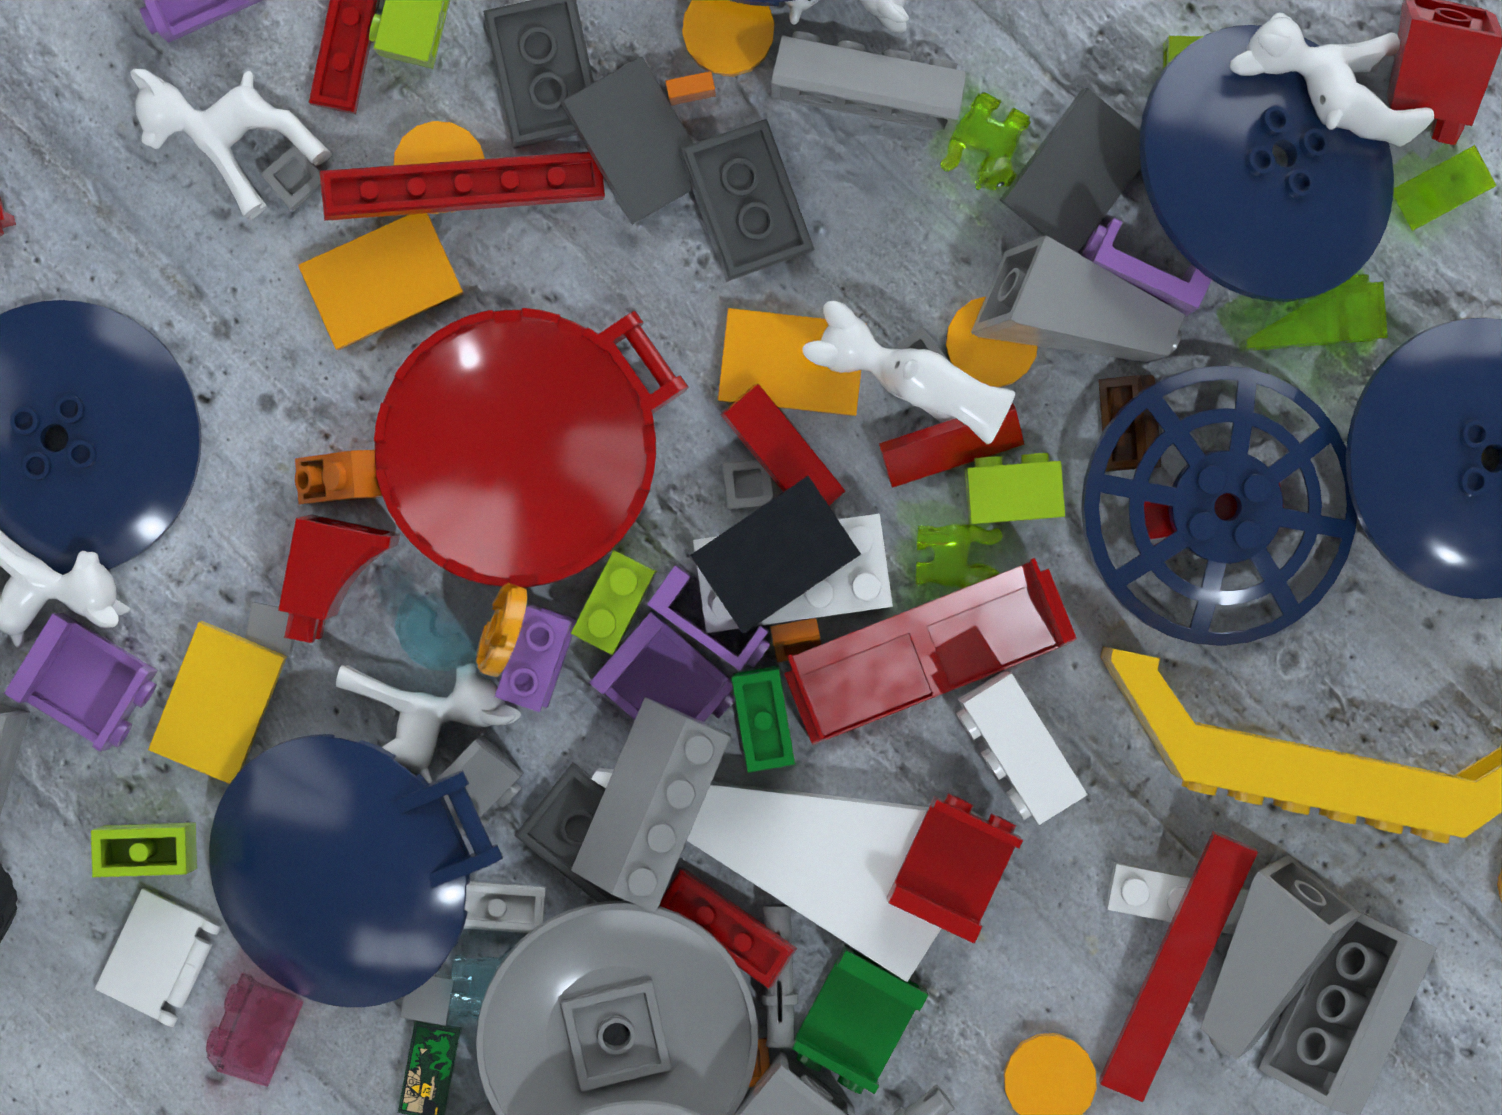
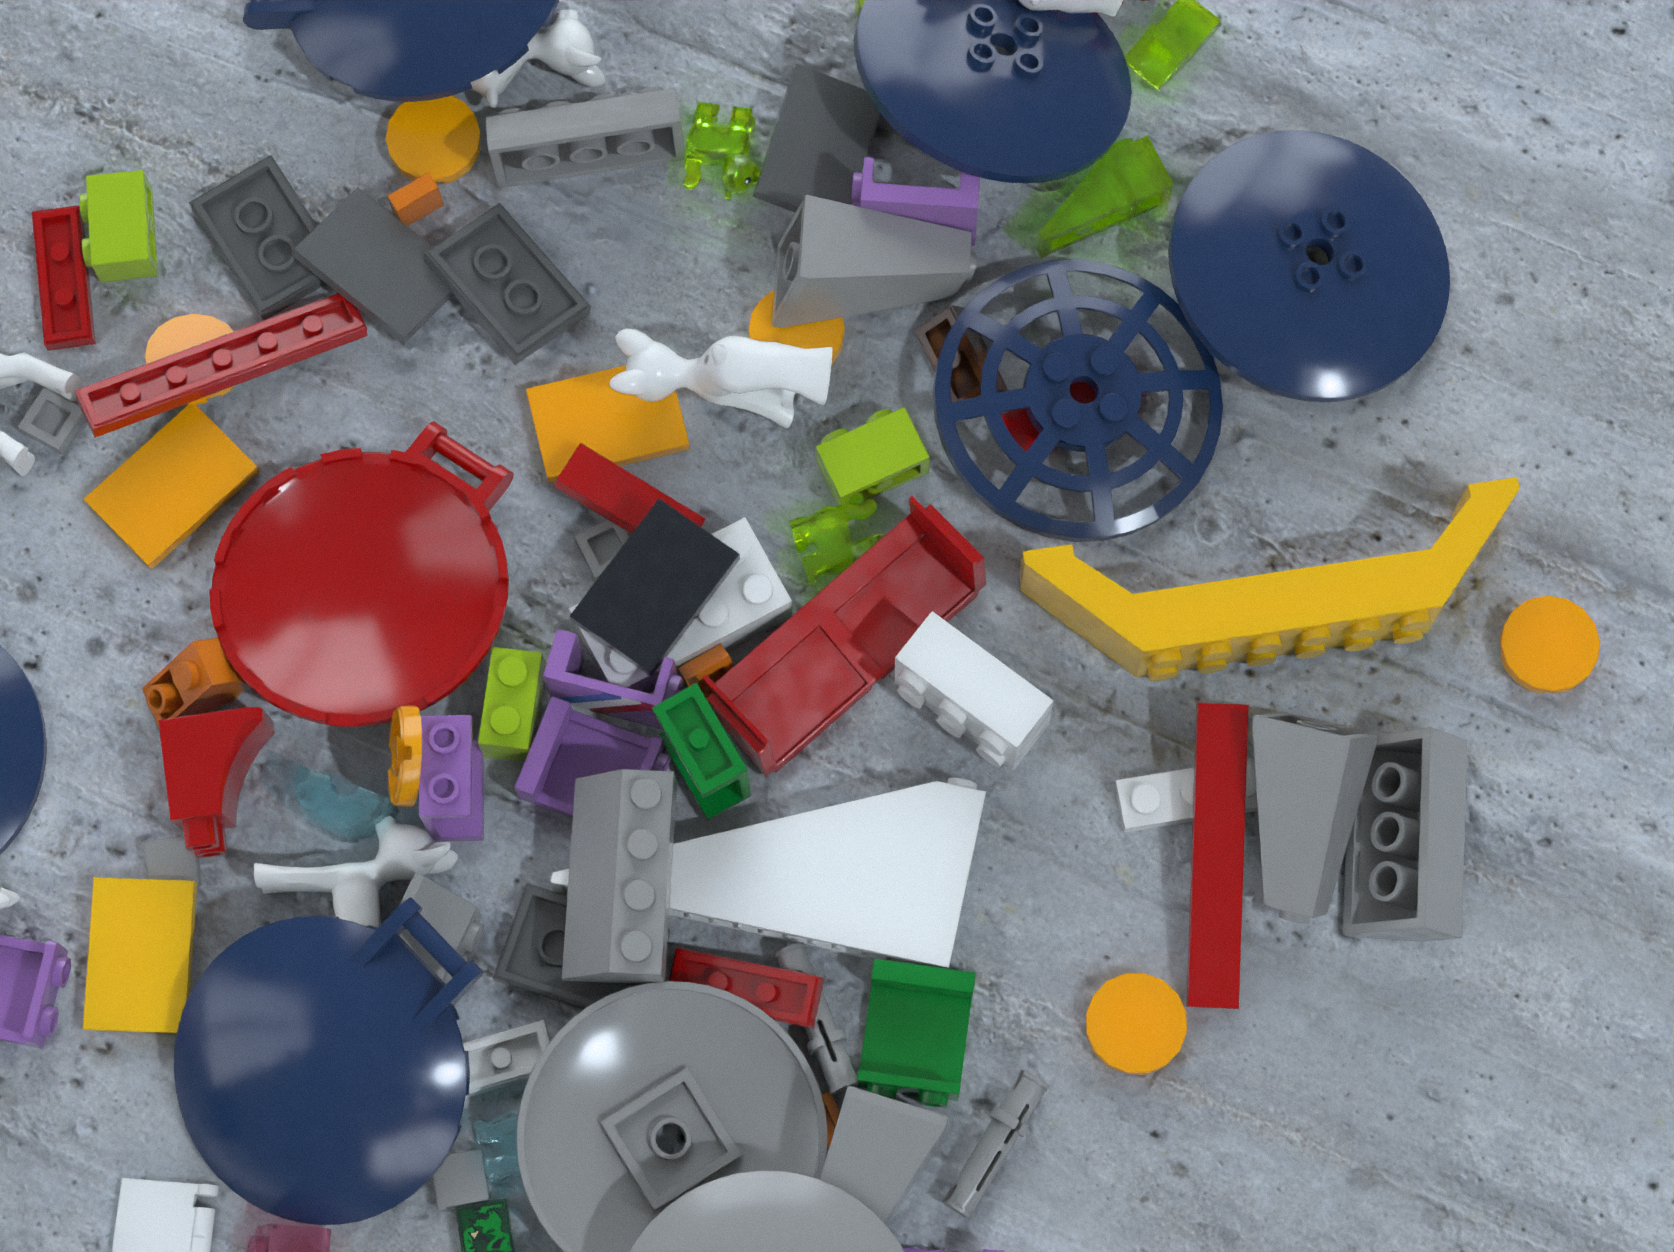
camera: 15 degrees left, 15 degrees down
(144, 849) = (110, 1127): lime brick -> none
(944, 448) = (790, 438): red tile -> none
(954, 866) = (951, 827): red panel -> none

